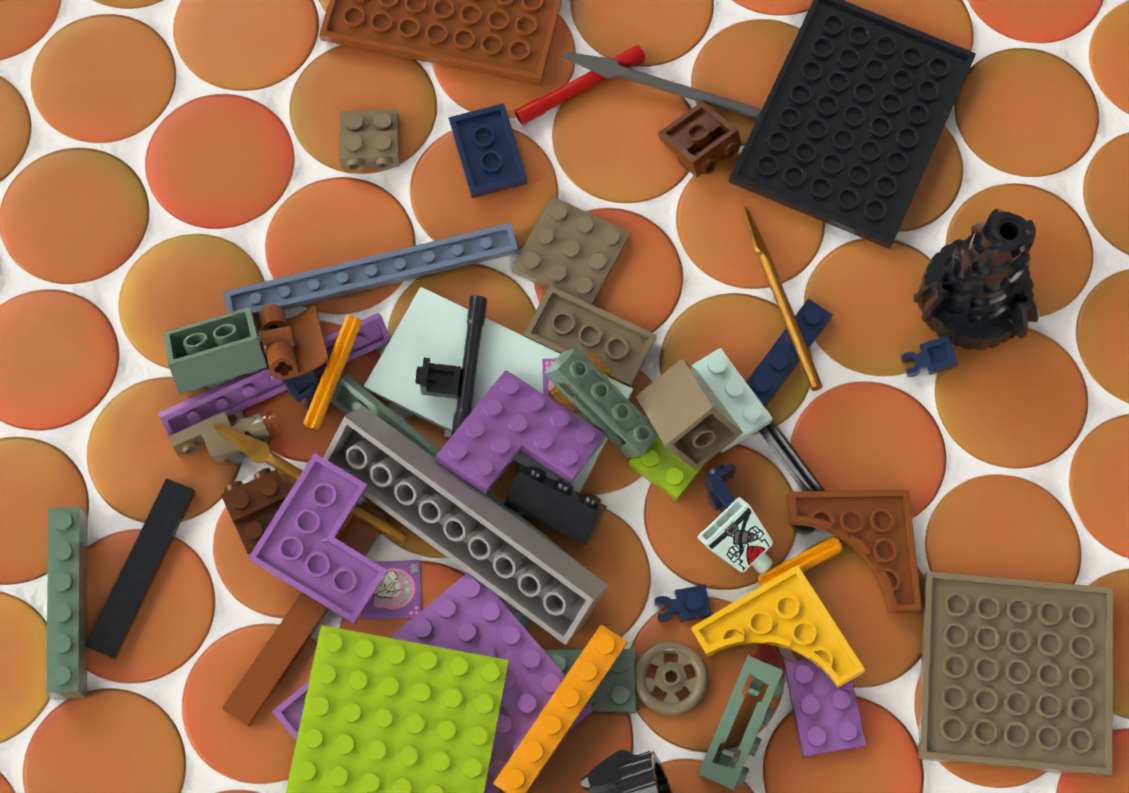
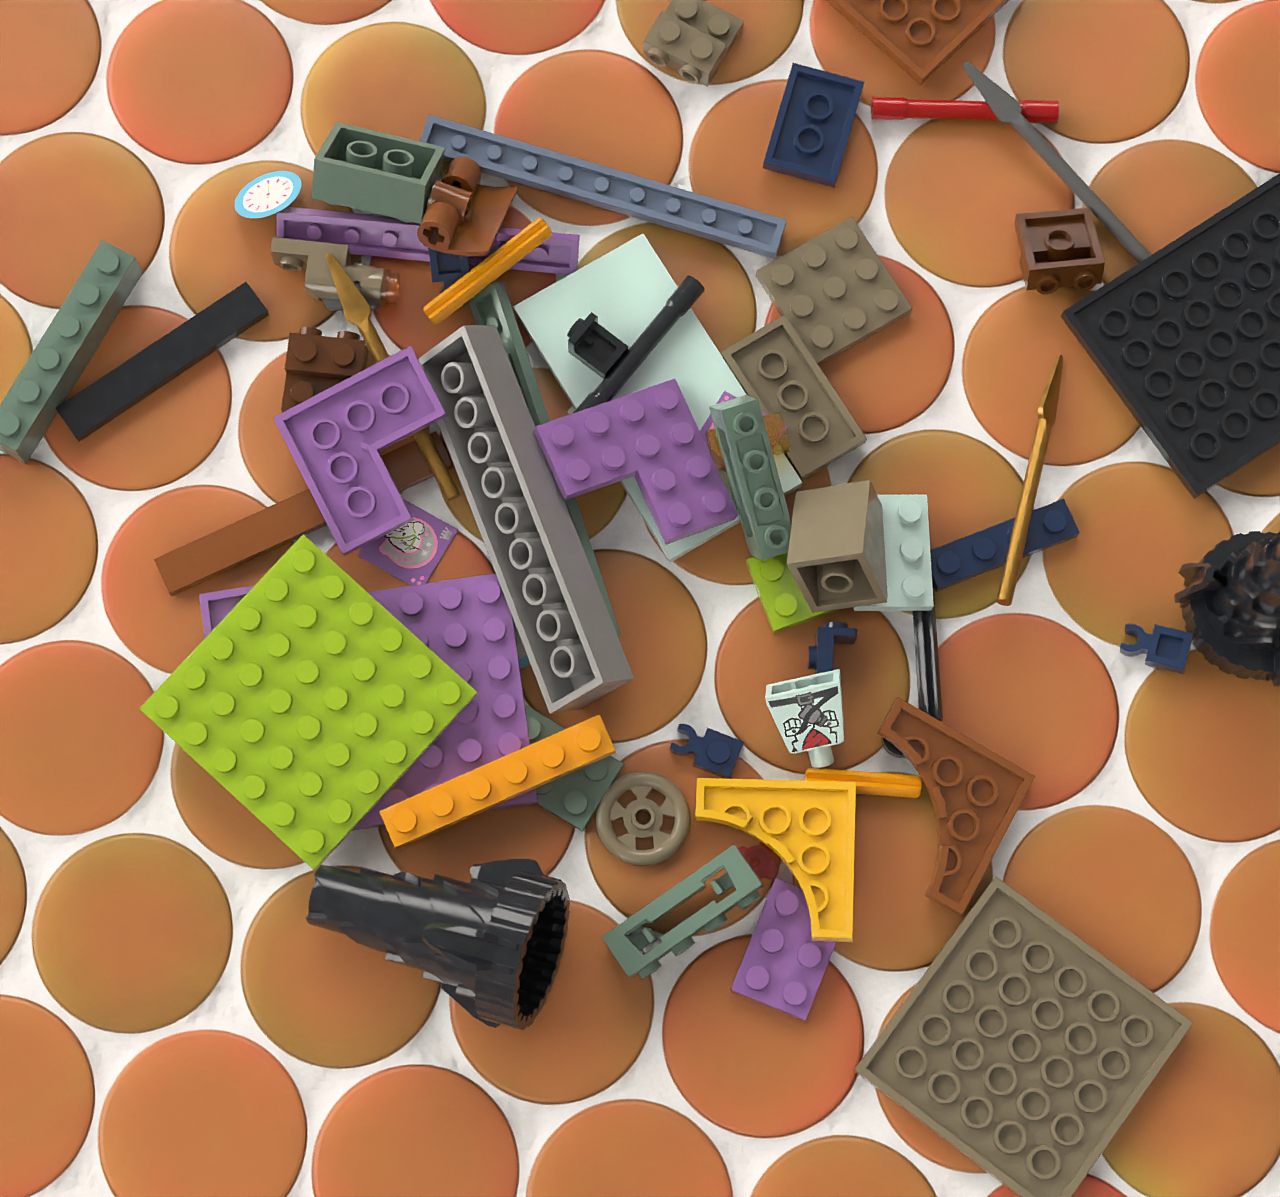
camera: 30 degrees right, 5 degrees up
(144, 410) = (268, 194): none -> sticker
(556, 504) = (636, 557): black brick -> none

